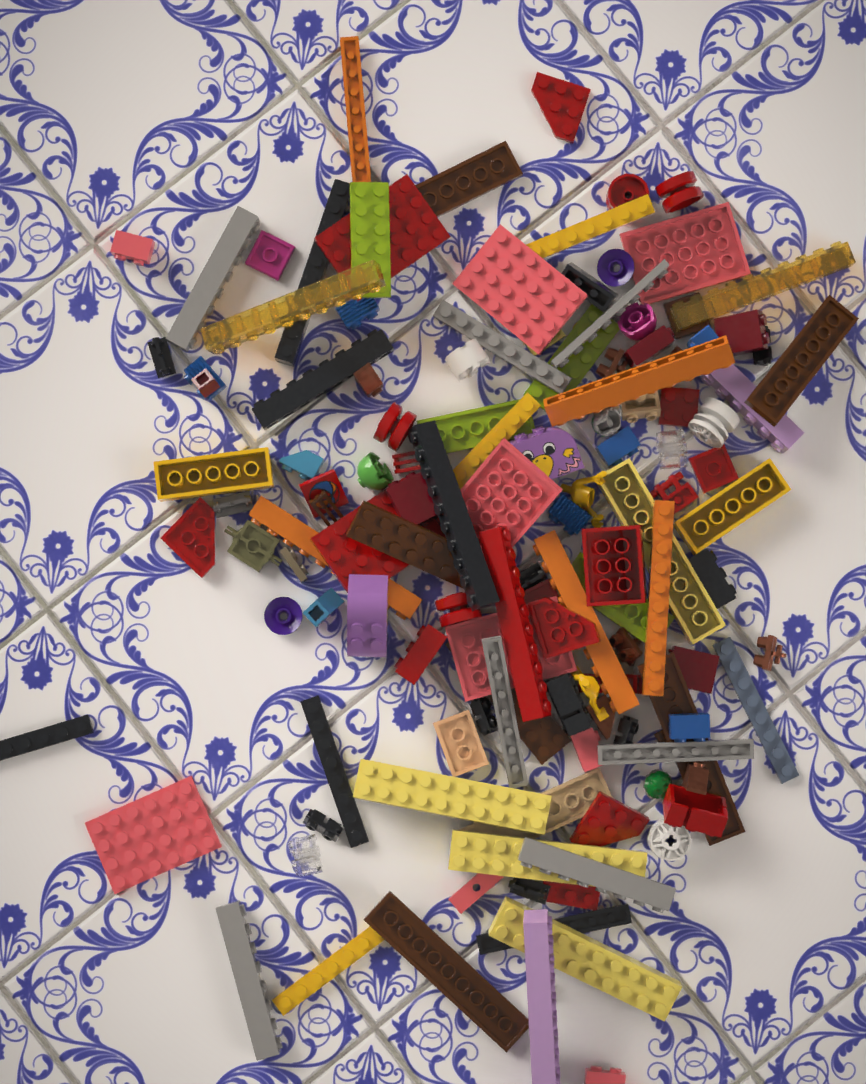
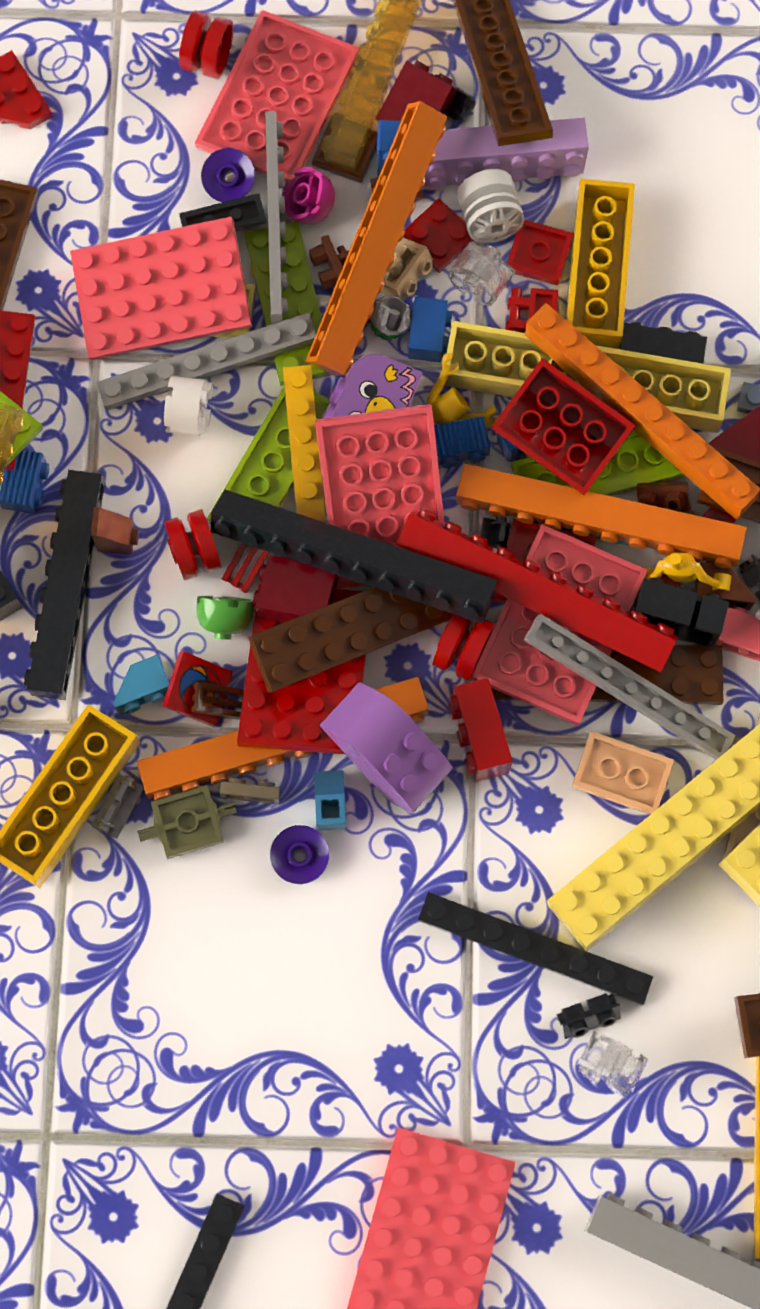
camera: 50 degrees left, 10 degrees down
(194, 537) = (117, 883): red plate -> none
(487, 723) = (621, 722): black hinge -> none
(561, 628) = (585, 543): red plate -> none
(593, 227) = (164, 153): yellow plate -> none
(625, 185) = (162, 101): red wheel -> none
(649, 347) = (347, 204): dark red brick -> none

